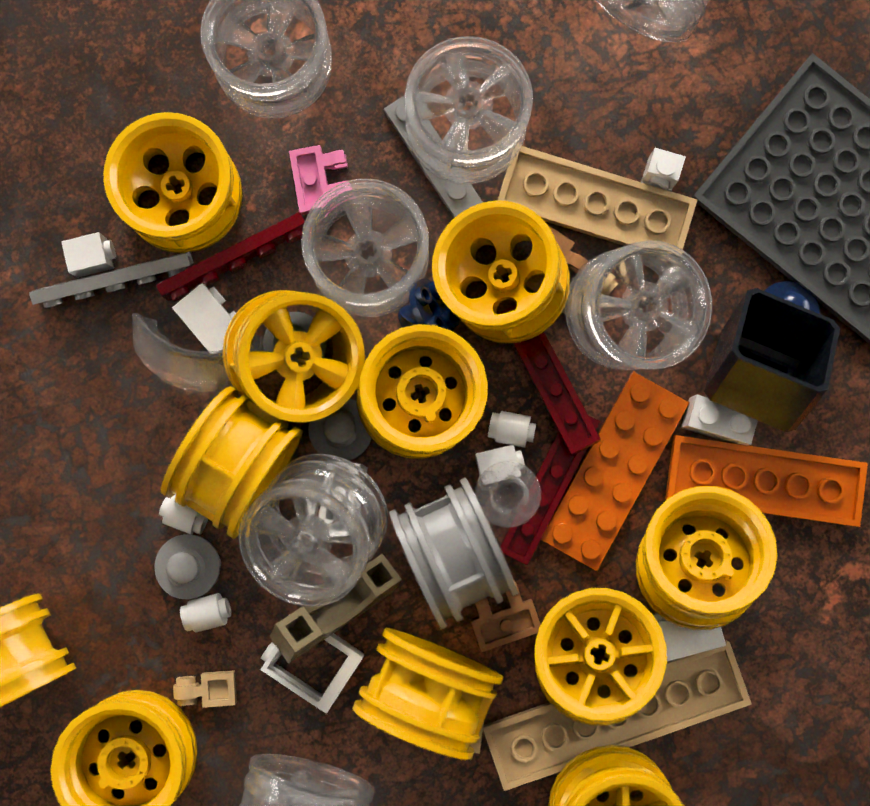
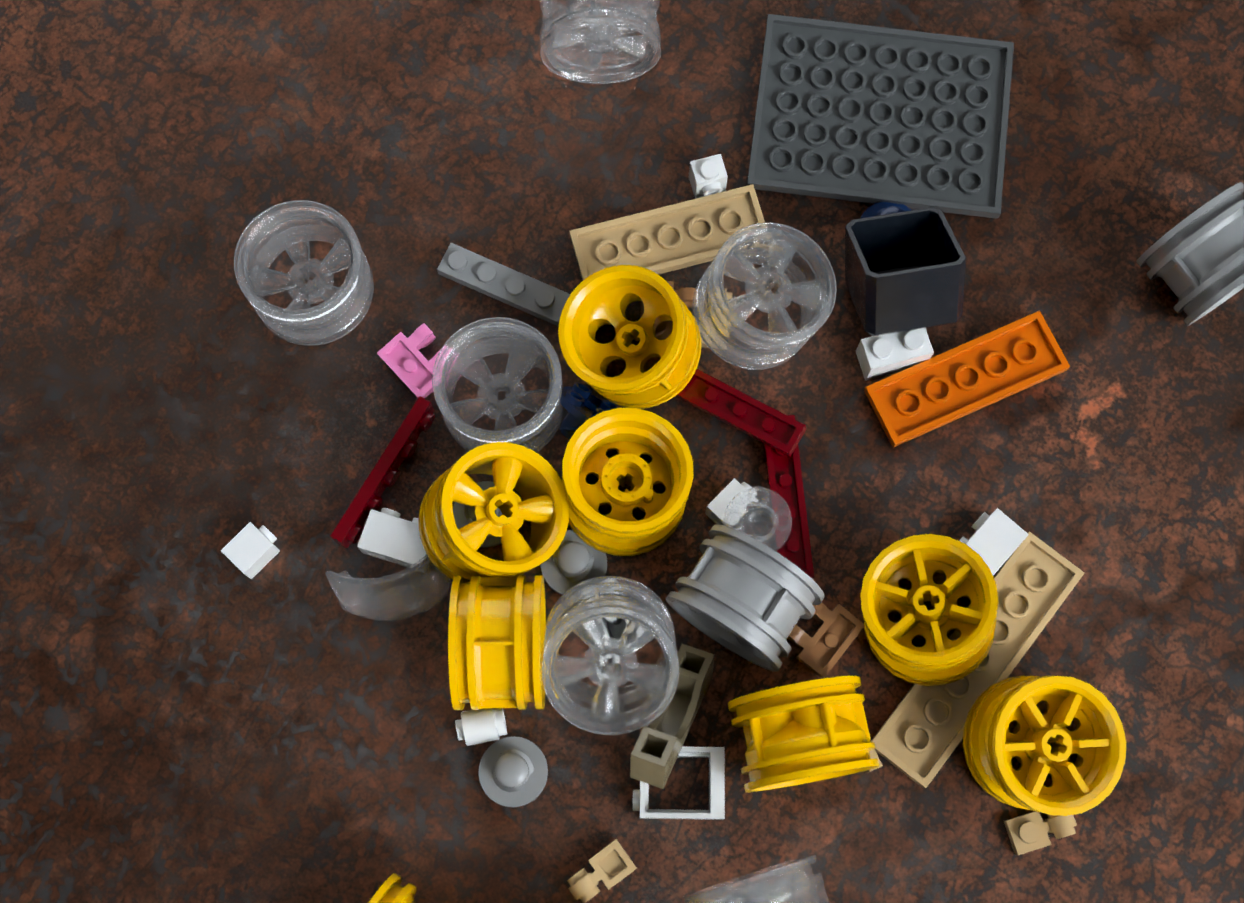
camera: 30 degrees left, 10 degrees down
(111, 280) = (285, 559): light grey plate -> none
(128, 177) = (268, 399): yellow wheel -> none
(205, 613) = (556, 802): white brick -> none
(455, 62) = (504, 185): clear wheel -> none
(511, 428) = (723, 468): white brick -> none
(614, 471) = (834, 452): orange plate -> none
(748, 539) = (961, 432): yellow wheel -> none

